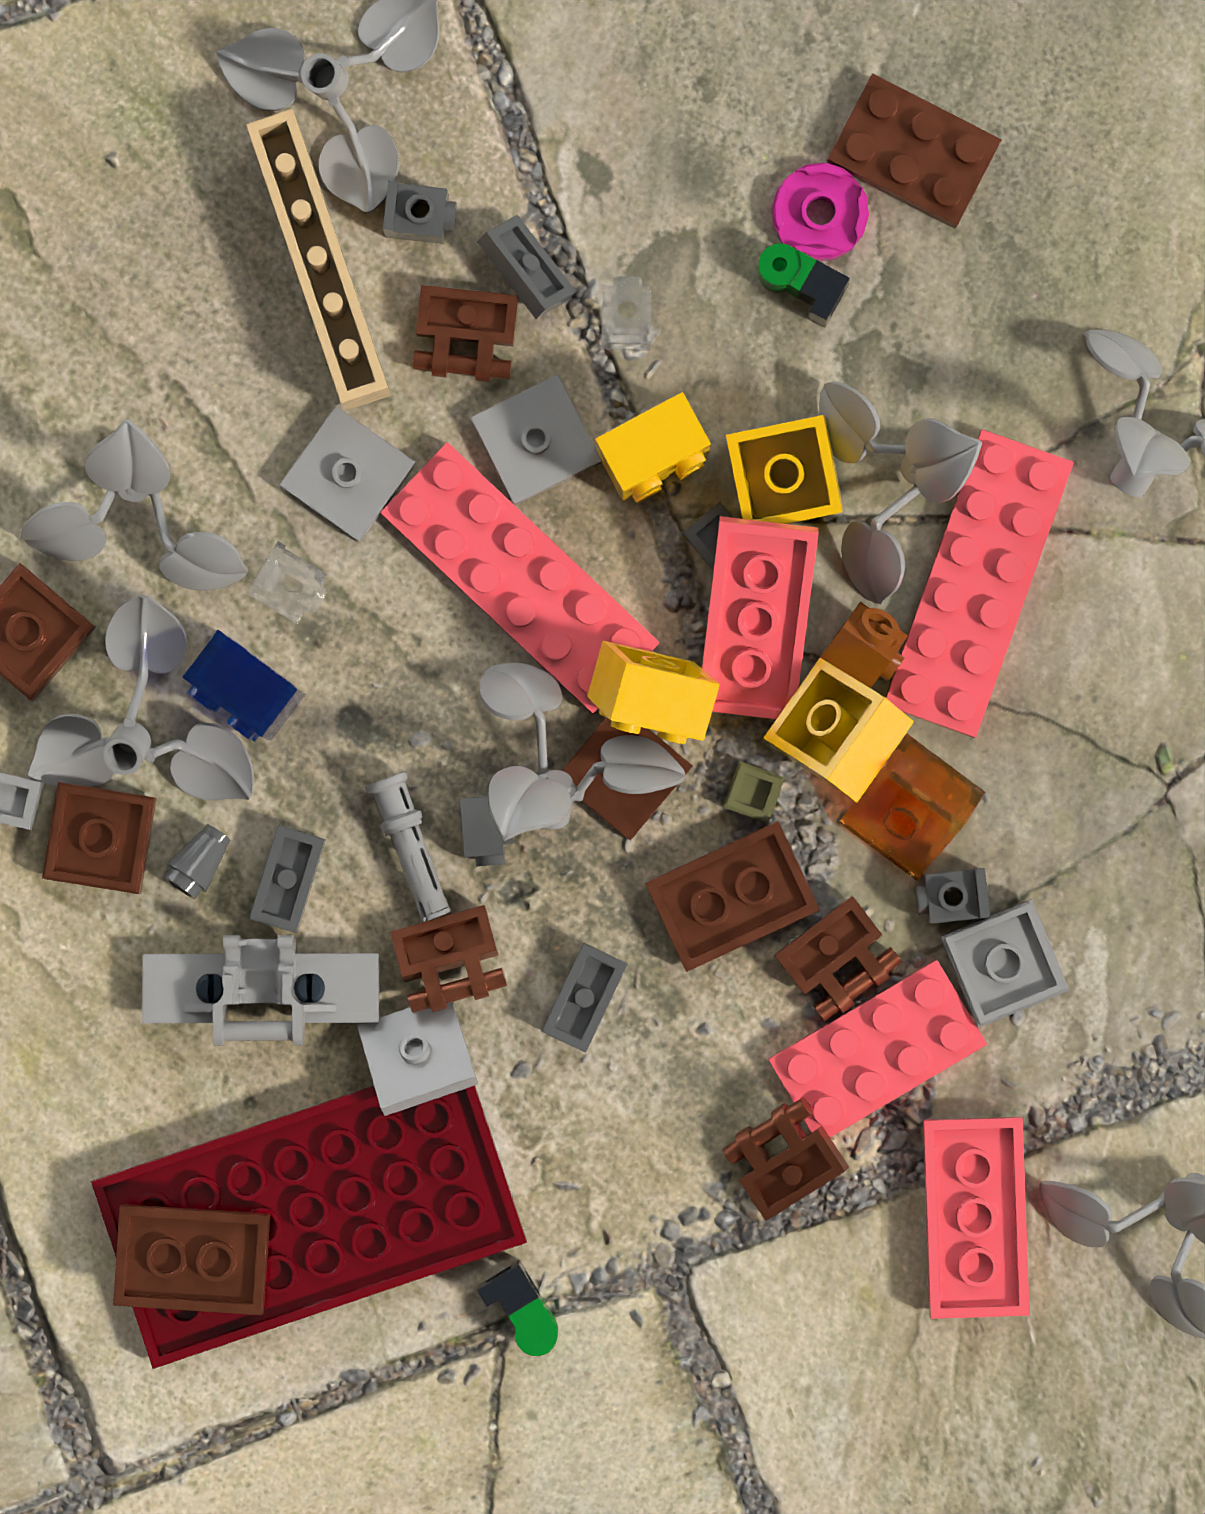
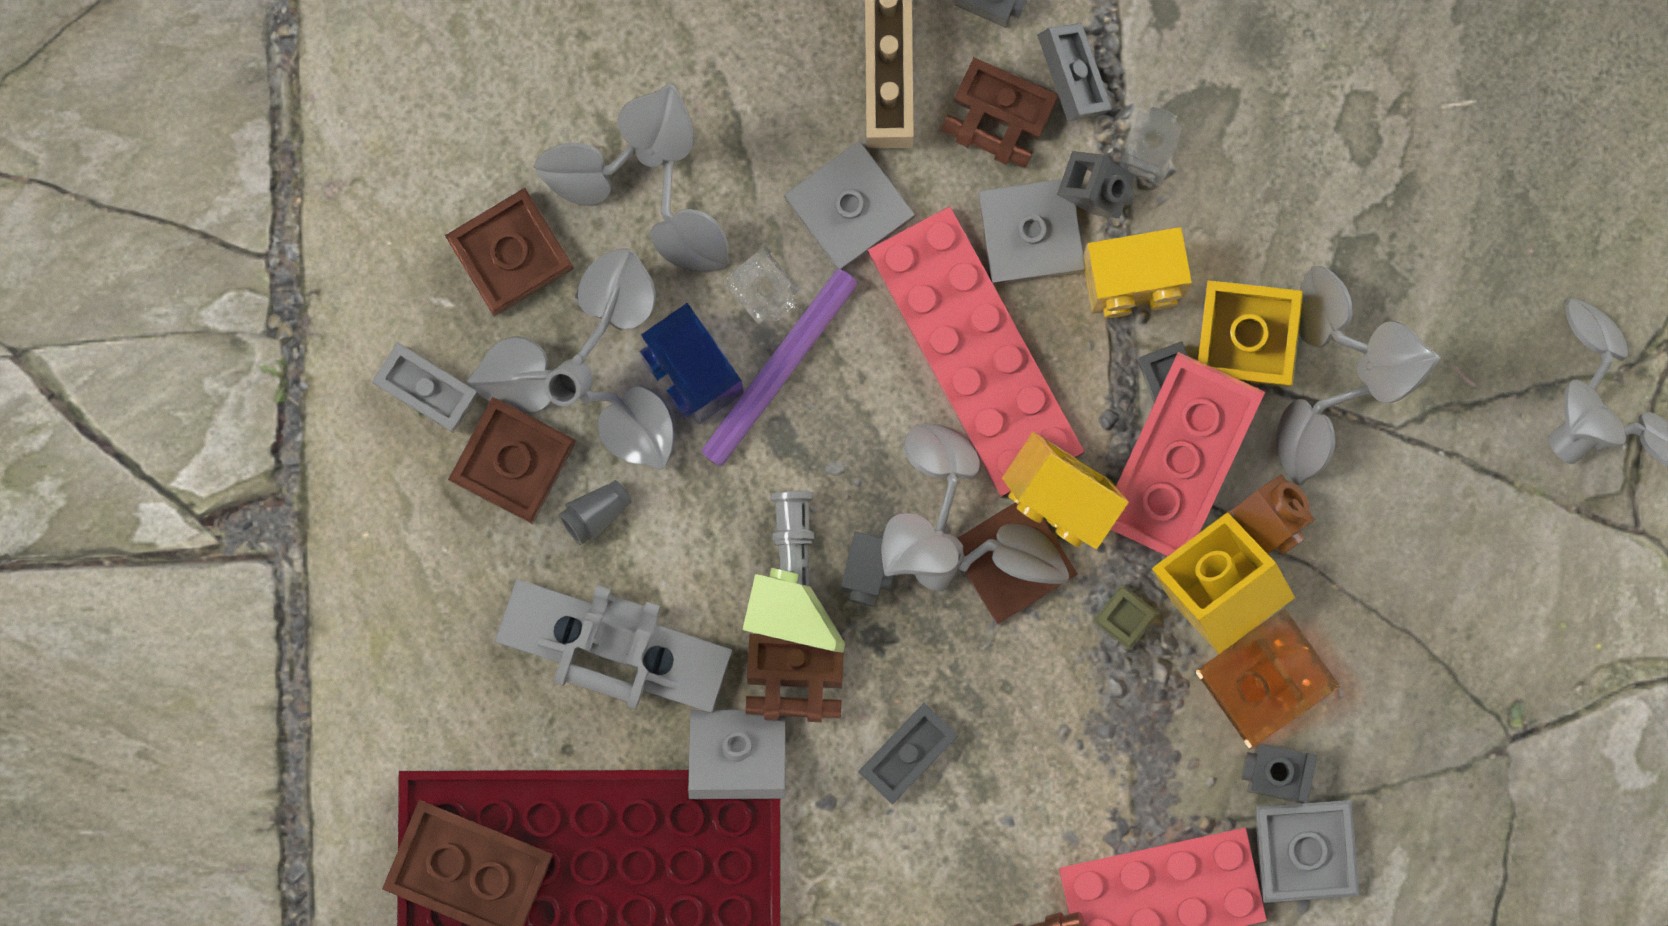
camera: 20 degrees right, 5 degrees down
(287, 879) = (671, 554): dark grey plate -> none
(332, 658) = (779, 367): none -> medium lavender axle
(423, 900) = (790, 612): none -> yellowish green slope
(597, 373) = (1108, 187): none -> dark grey brick
(732, 896) = (1074, 705): copper plate -> none
(792, 271) = (1317, 156): leg -> none
(824, 183) = (1353, 137): dark pink tile -> none
(830, 945) = (1150, 781): copper plate -> none
(914, 150) = (1462, 83): copper plate -> none
(978, 584) = (1395, 494): coral plate -> none

